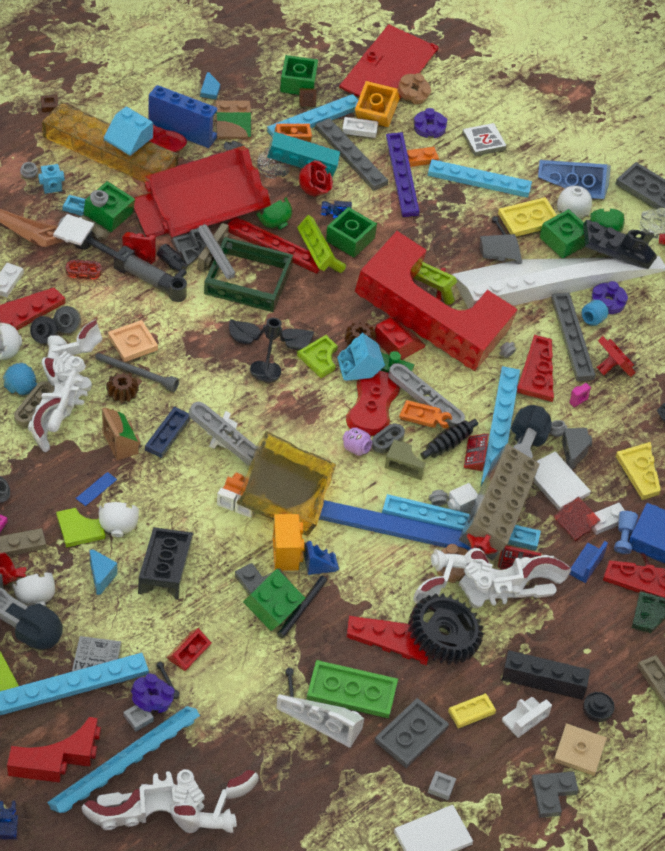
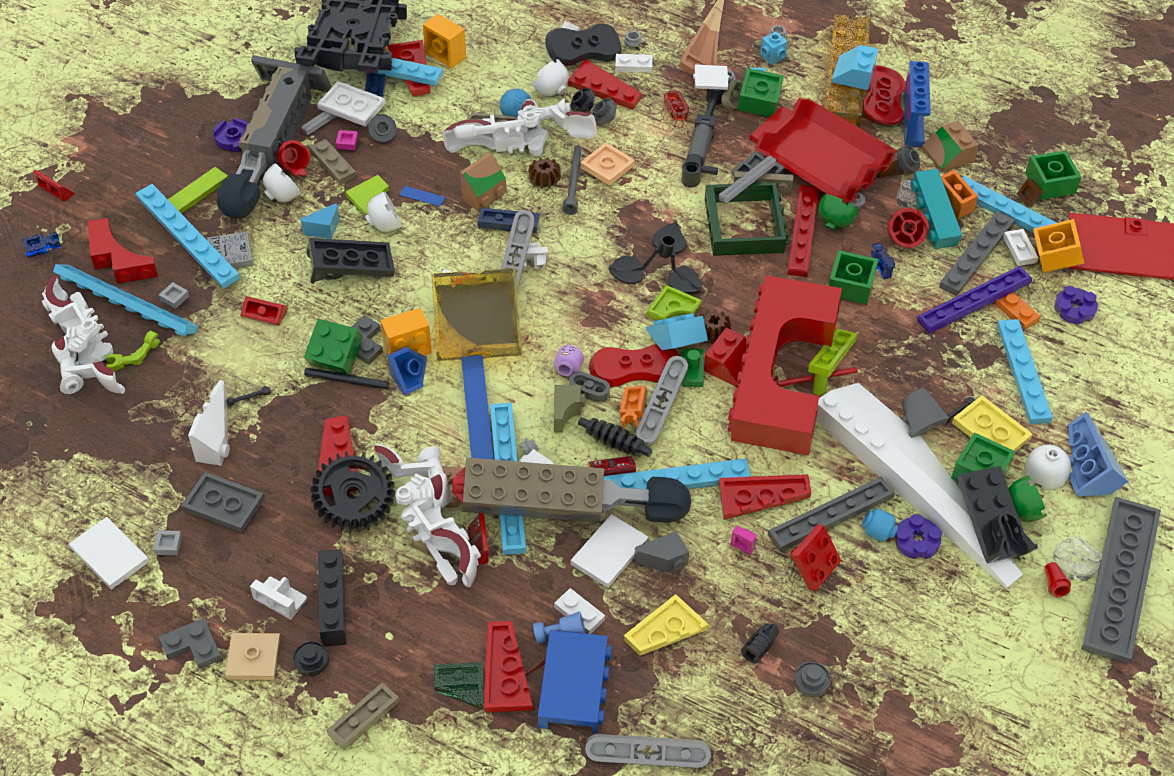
camera: 75 degrees right, 0 degrees up
(48, 103) = (877, 20): reddish brown tile -> none
(99, 198) = (753, 74): light grey plate -> none
(143, 246) = (726, 128): red wing -> none
(151, 684) = (201, 285): dark purple plate -> none
(160, 665) = (212, 315): black hinge -> none
(171, 257) = (730, 158): black hinge -> none
(191, 750) = (135, 358): none -> lime piece
(210, 87) = (988, 120): dark azure tile -> none
(318, 246) = (796, 264): lime piece -> none
(352, 689) = (258, 441): bright green plate -> none
(416, 81) = (1118, 264): medium nougat plate -> none
(472, 710) = (267, 546): light yellow plate -> none
(484, 139) = (1089, 359): tile -> none
(507, 349) = (772, 457): light grey plate -> none
(557, 428) = (684, 530): light grey plate -> none
(577, 518) = (561, 579): clear red piece -> none
(588, 561) = (506, 605): blue panel -> none

